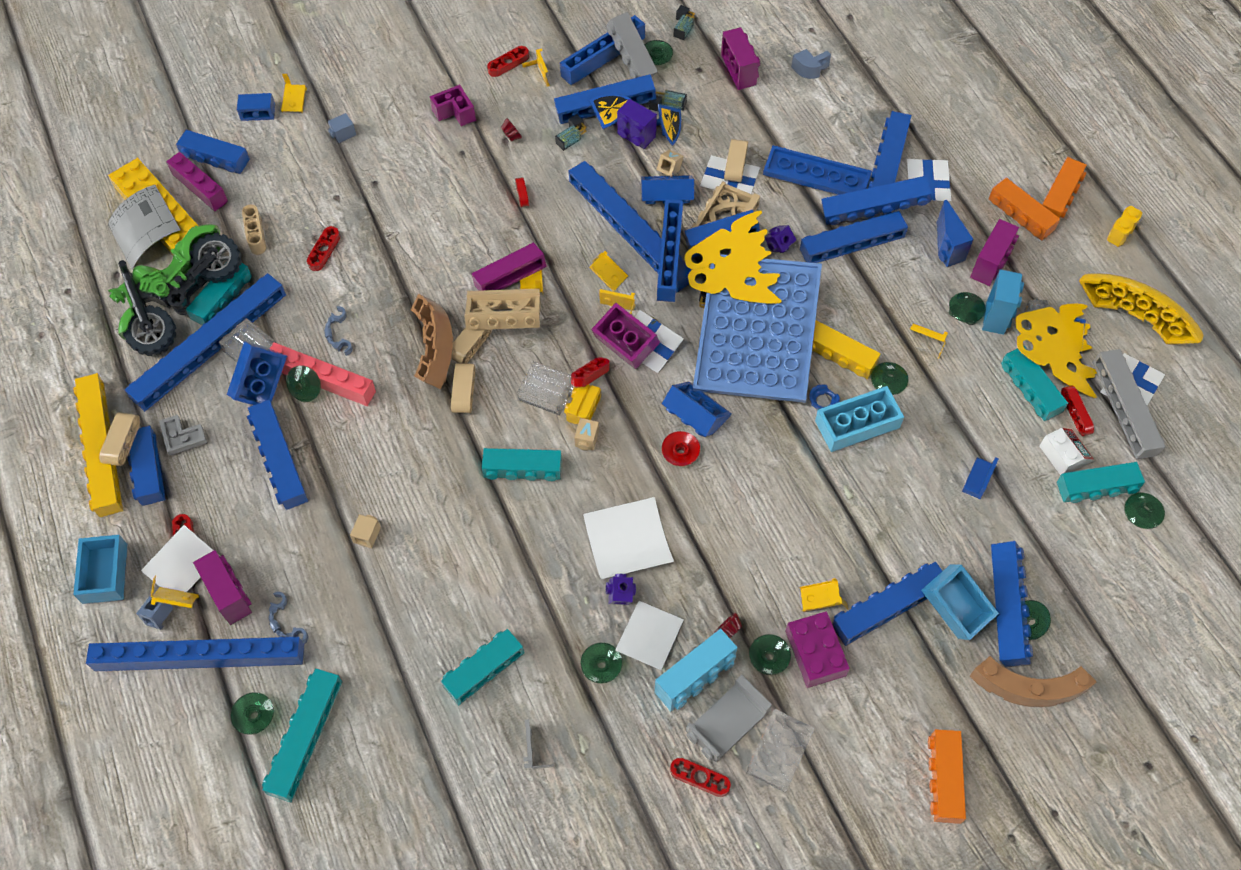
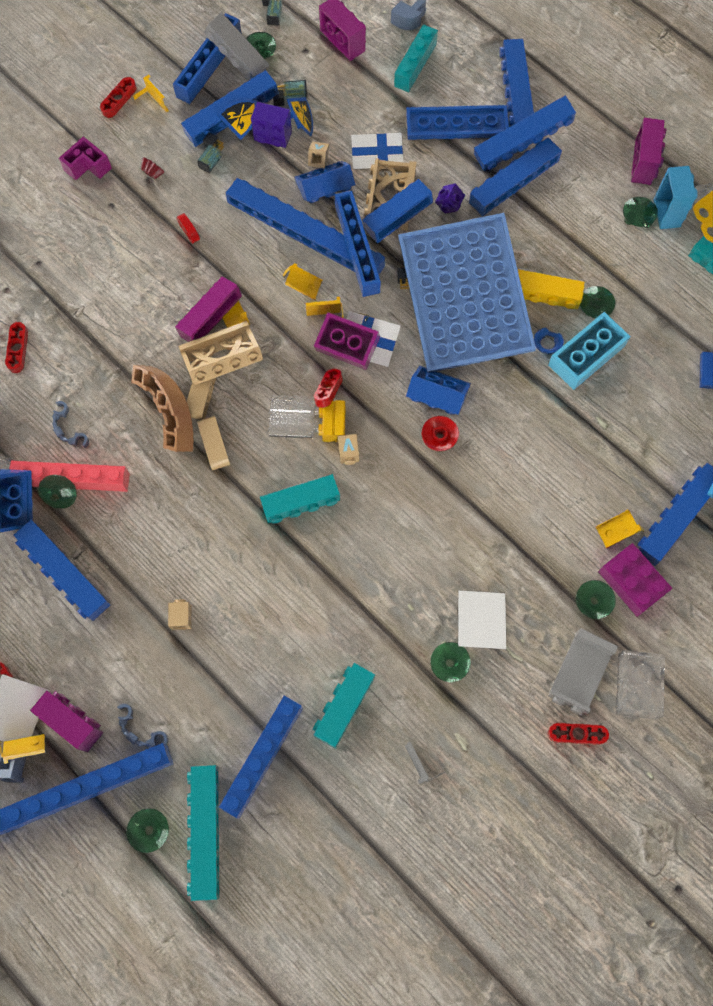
camera: 20 degrees left, 10 degrees up
(384, 685) = (261, 757): none -> blue brick
(624, 595) = (440, 587): dark purple brick -> none
(627, 538) = (425, 536): white sticker -> none
(696, 670) = (538, 641): medium azure brick -> none
(730, 625) = (549, 587): dark red piece -> none
(733, 269) = (425, 241): yellow piece -> none
(736, 160) = (378, 133): tan beam -> none
(800, 104) = (415, 58): none -> teal brick
(930, 333) = (619, 247): yellow piece -> none
(937, 174) = (557, 87): white sticker -> none
(952, 237) = (603, 146): blue slope -> none
(1024, 209) = (655, 100): orange brick -> none
(1064, 186) = (682, 71): orange brick -> none

